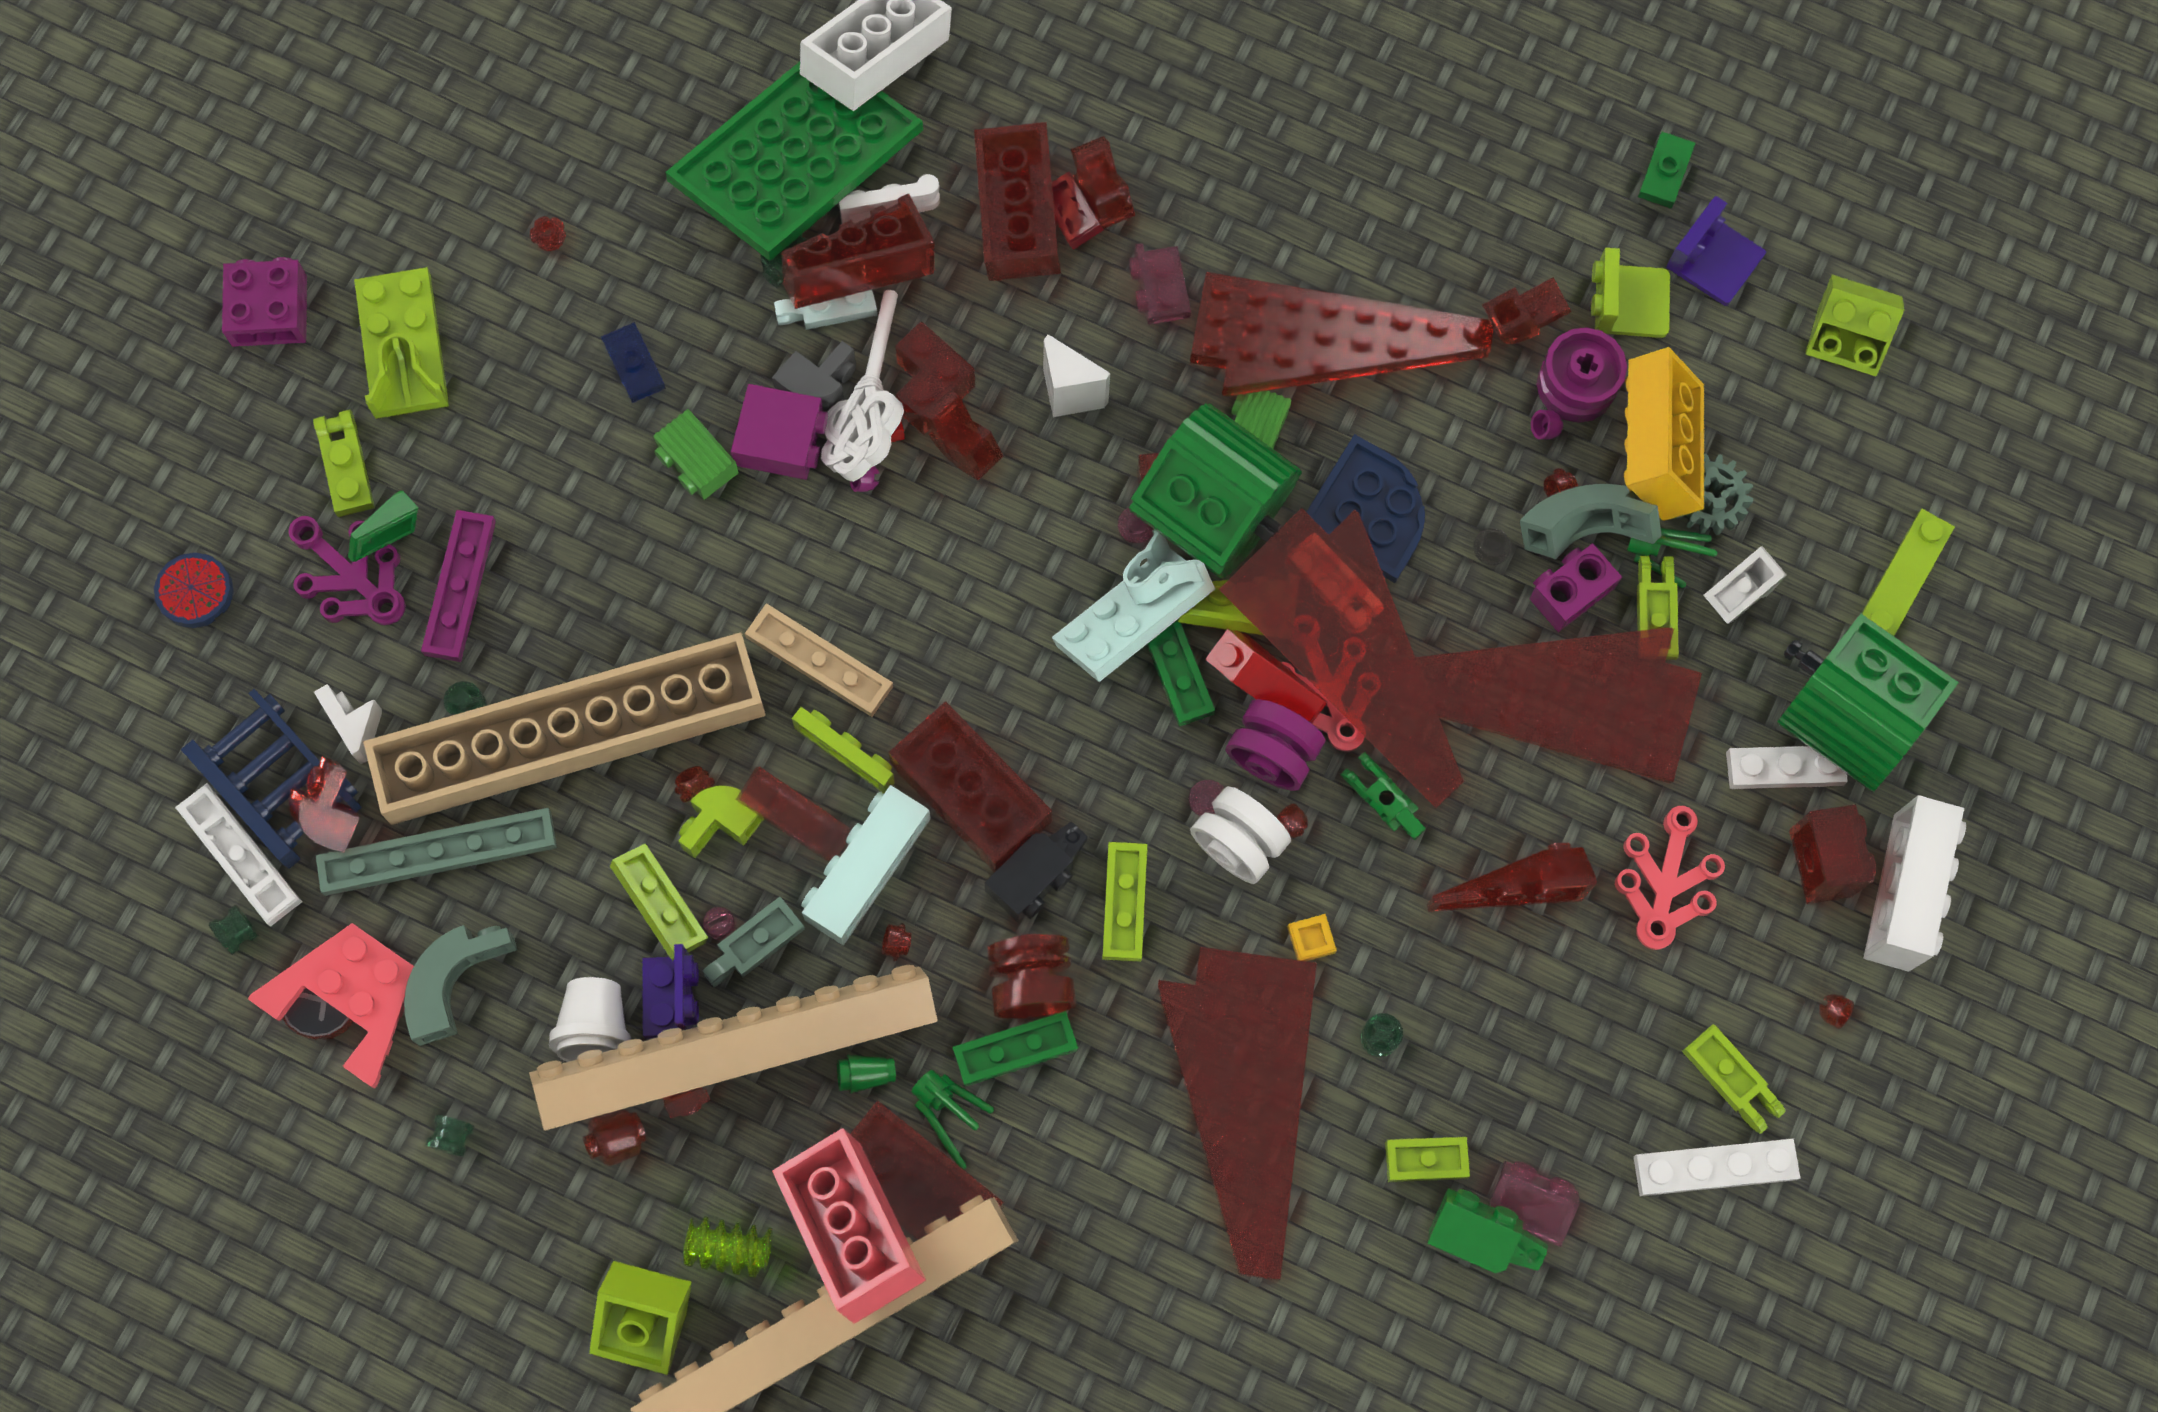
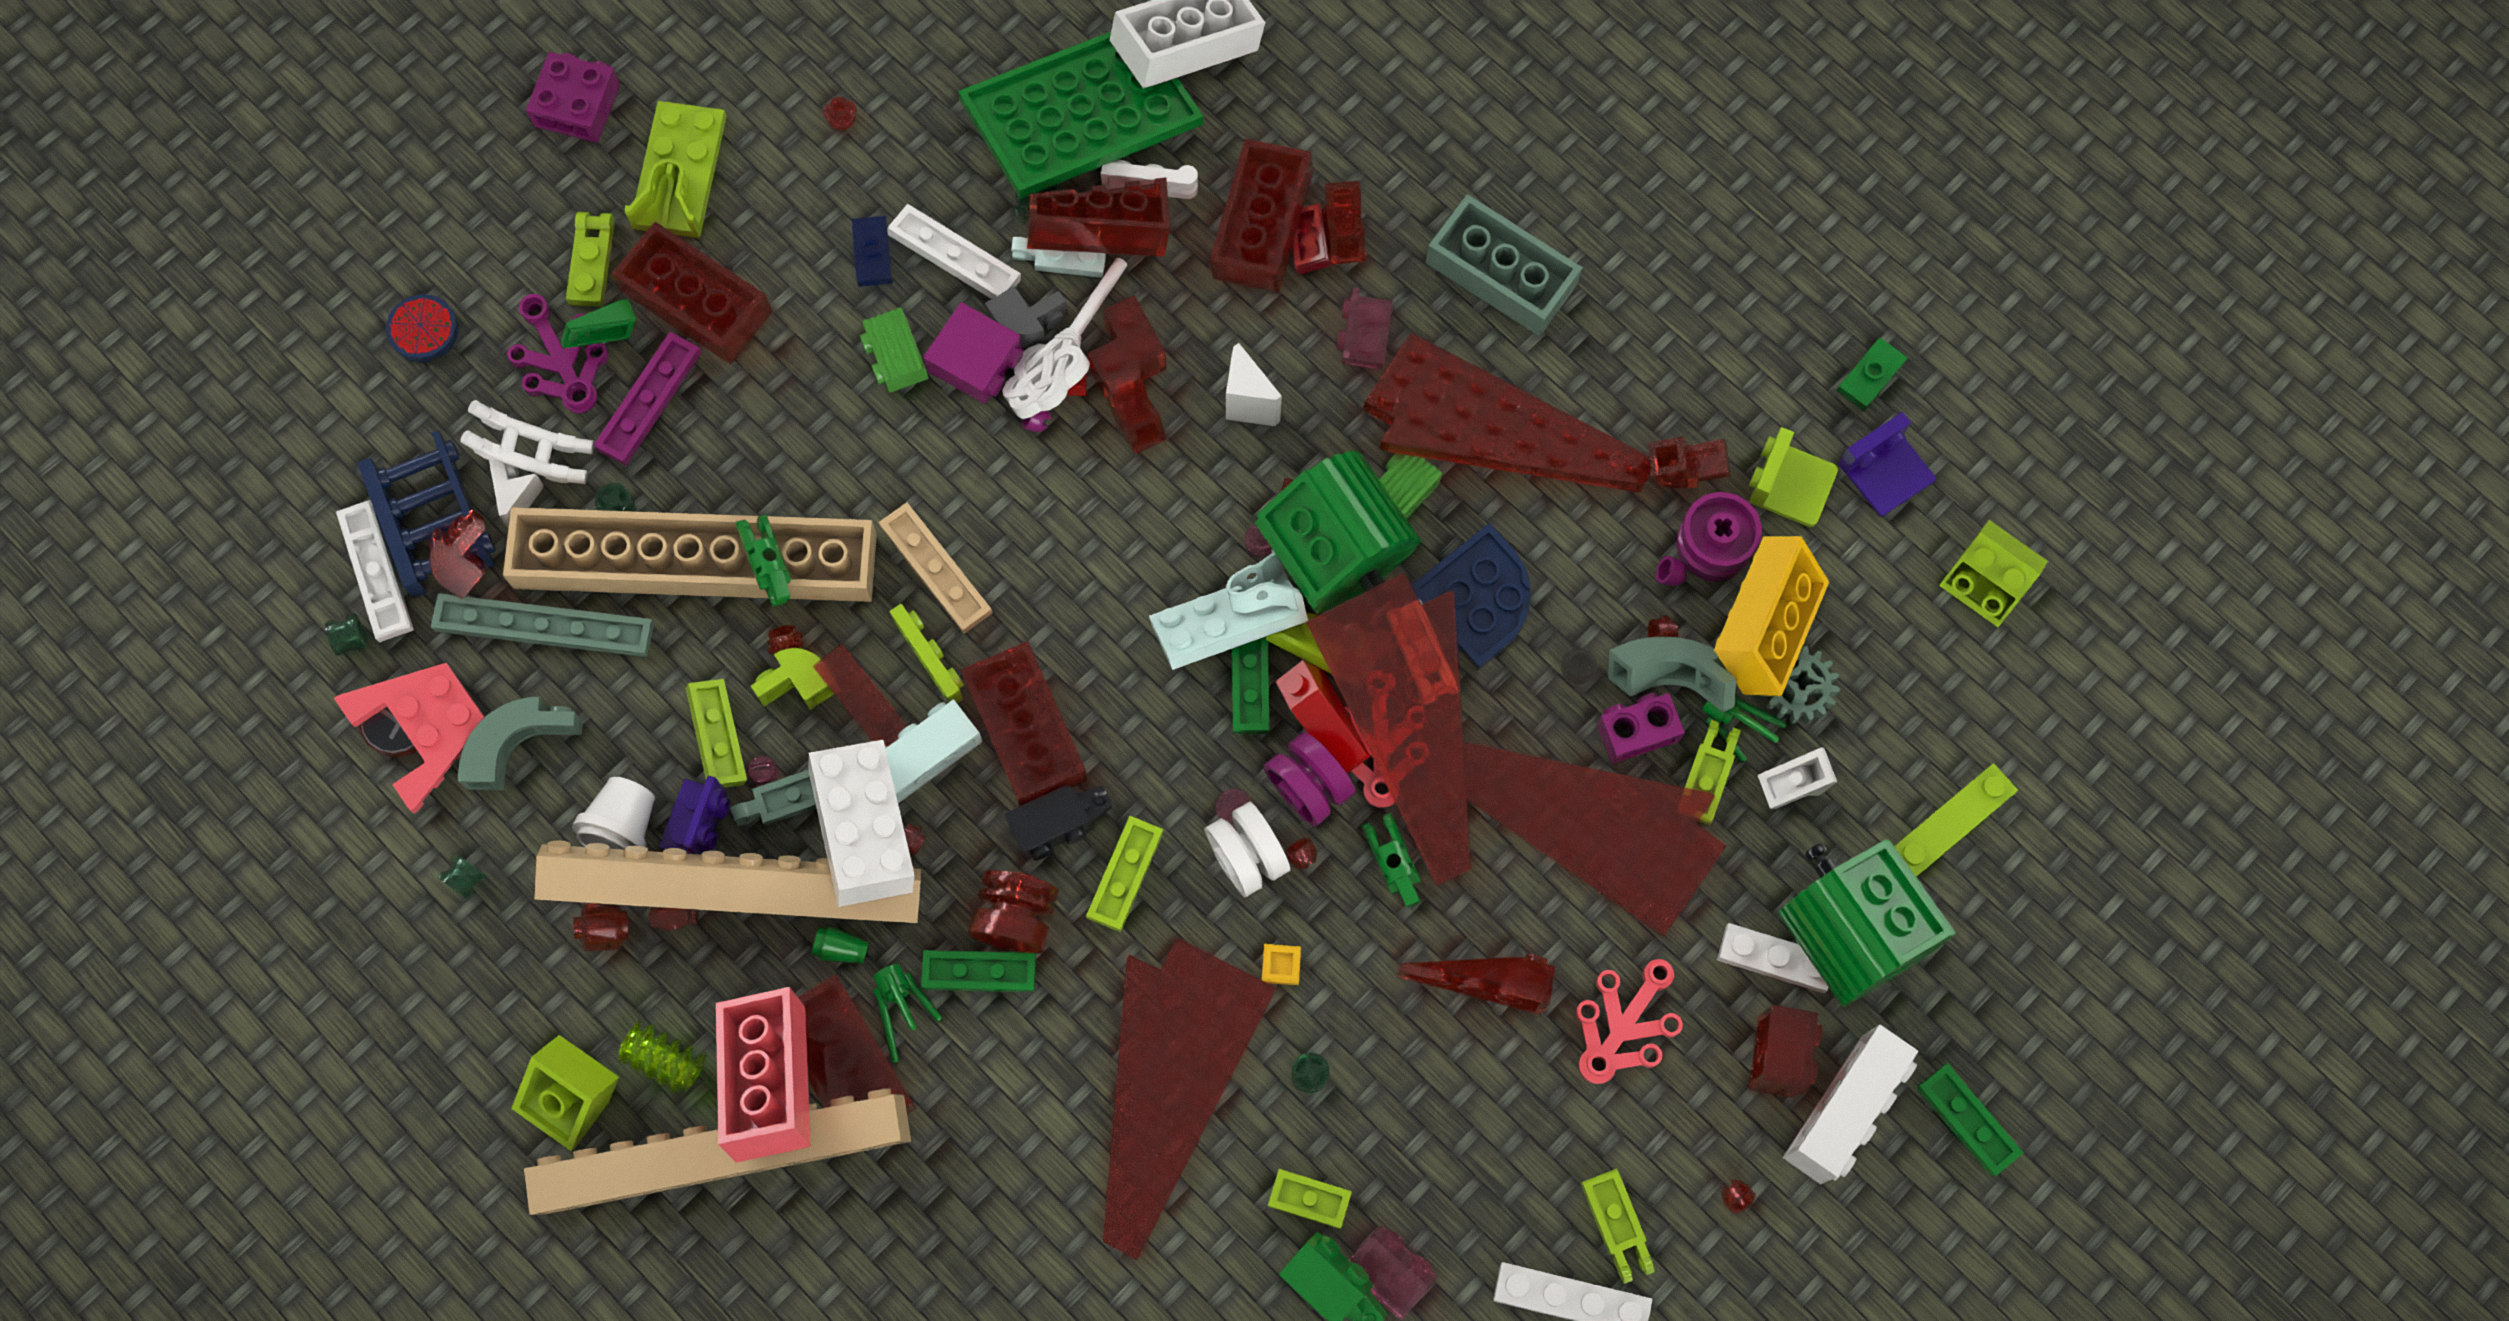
camera: 20 degrees right, 0 degrees up
(371, 663) = (547, 440): none -> white piece
(466, 462) = (692, 292): none -> clear red brick
(650, 707) = (766, 560): none -> green hinge
(717, 338) = (952, 253): none -> white plate
(849, 939) = (861, 823): none -> white brick
(1273, 175) = (1503, 265): none -> sand green brick
(2027, 860) = (1969, 1120): none -> green plate

